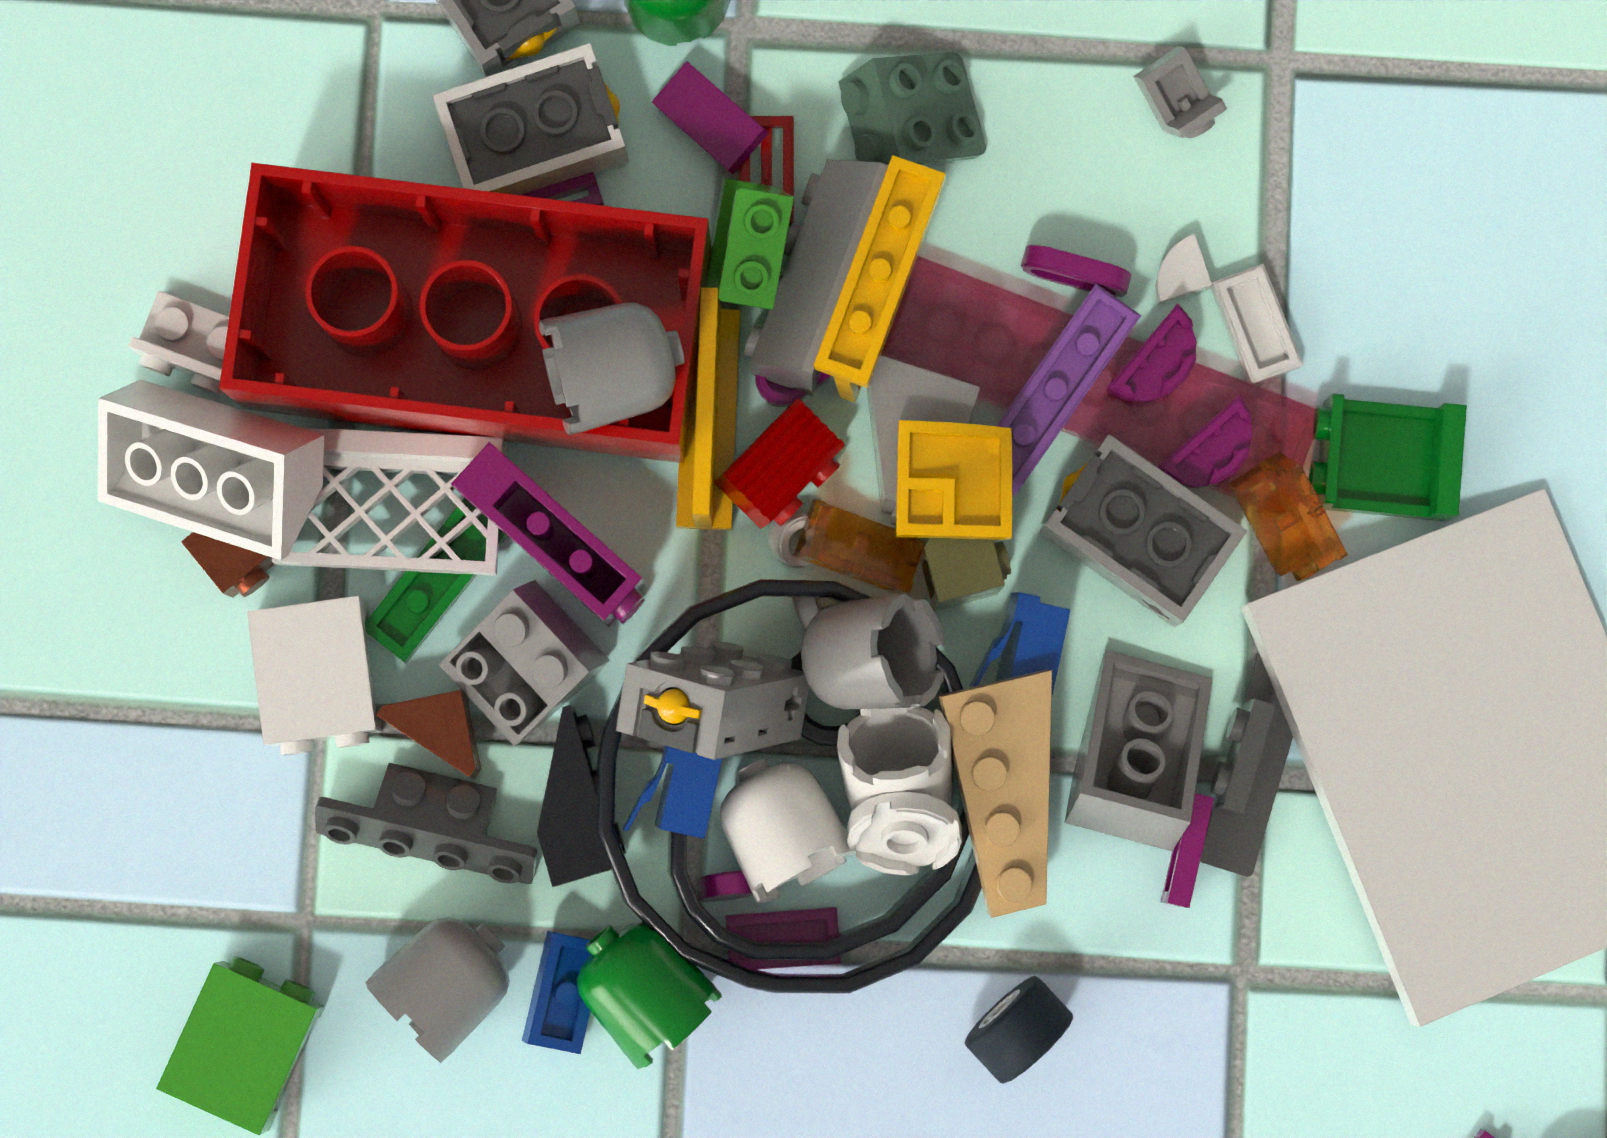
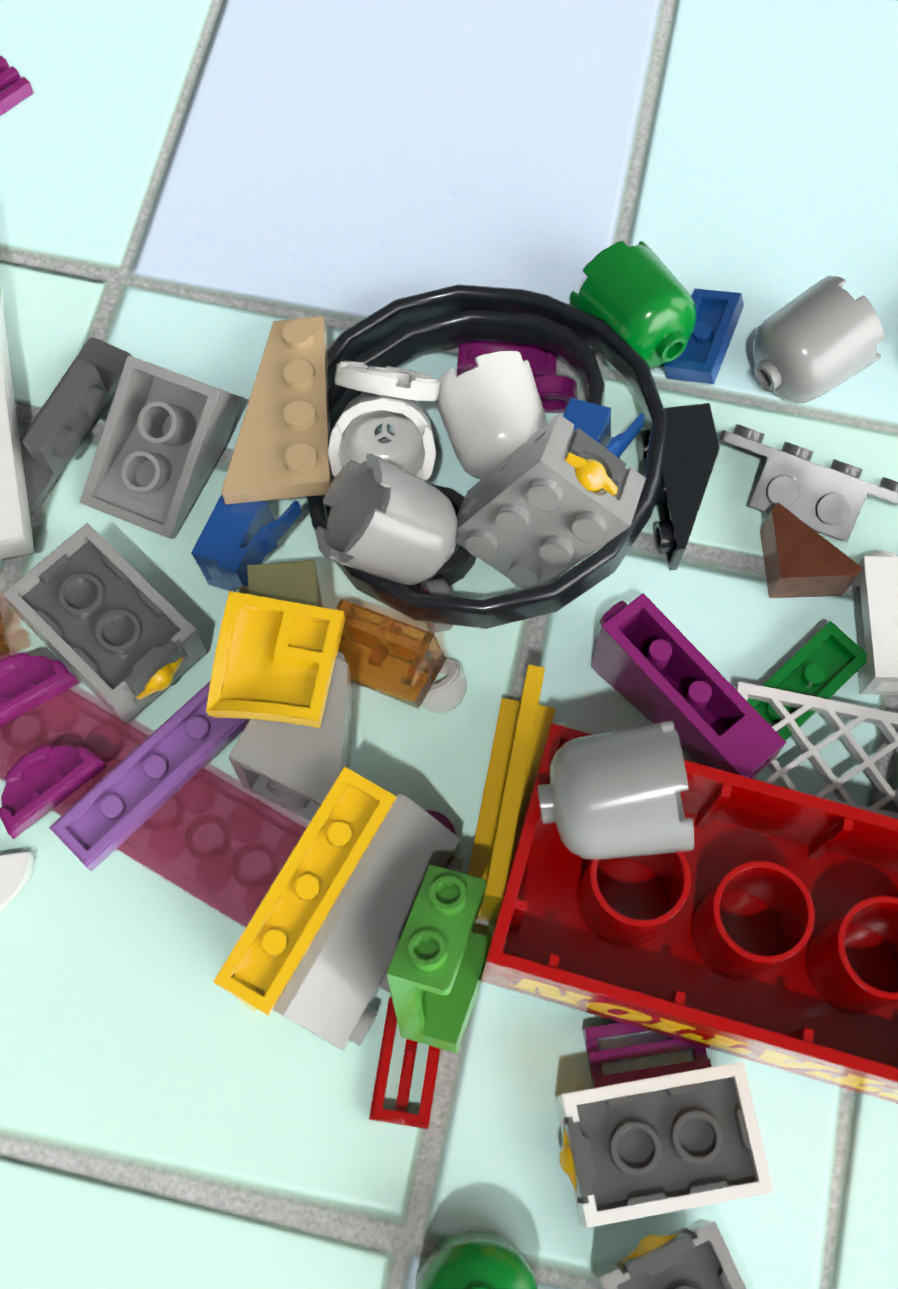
camera: 170 degrees left, 15 degrees down
(523, 661) = (719, 597): light grey slope -> none
(710, 117) = (461, 1130): magenta tile -> none
(780, 465) = (444, 741): red brick -> none
(912, 109) = (240, 1097): sand green bracket -> none
(1019, 1029) = (318, 245): black wheel -> none
(1074, 270) = (106, 894): magenta tile -> none
(1187, 855) = (148, 342): magenta tile -> none

